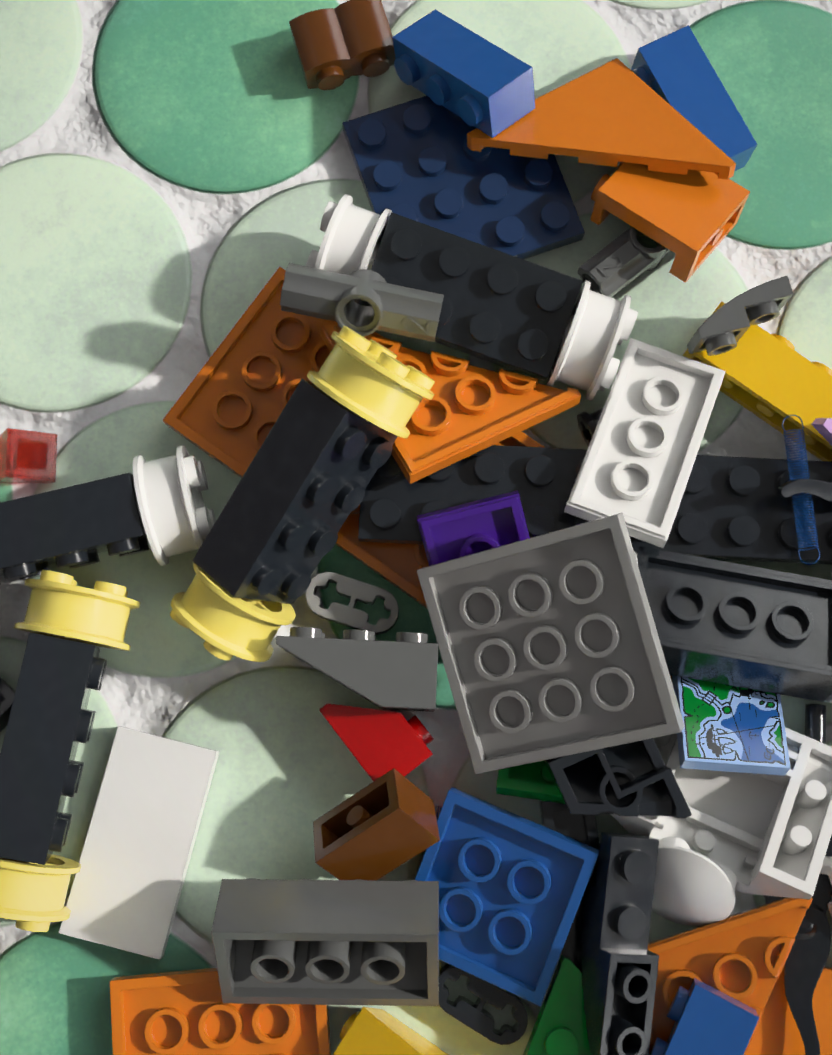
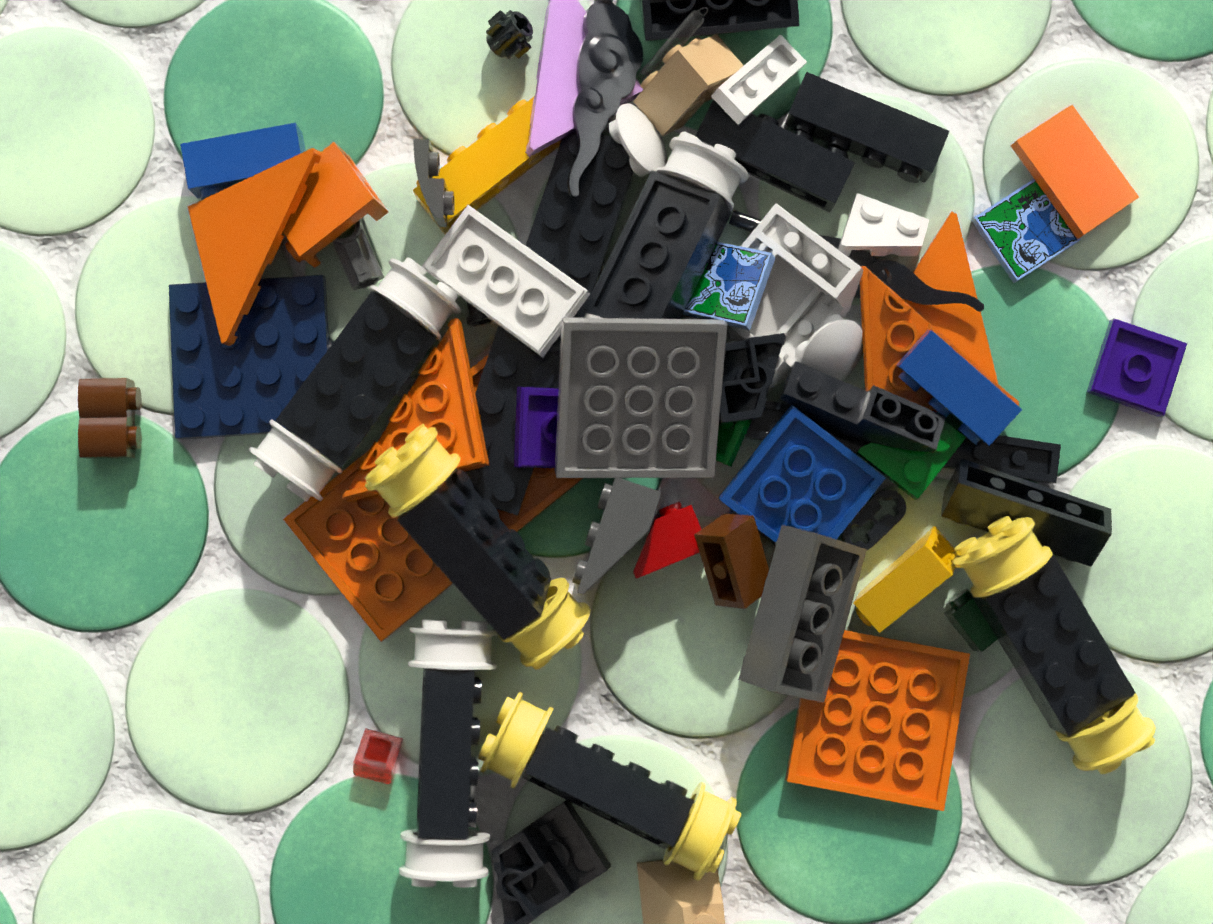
camera: 75 degrees left, 5 degrees up
(139, 842) = (693, 737): white tile -> none
(332, 298) = (344, 461): dark grey piece -> none
(355, 591) = (554, 529): light grey beam -> none
(464, 73) = (169, 331): blue brick -> none
(796, 508) = (581, 177): blue piece -> none

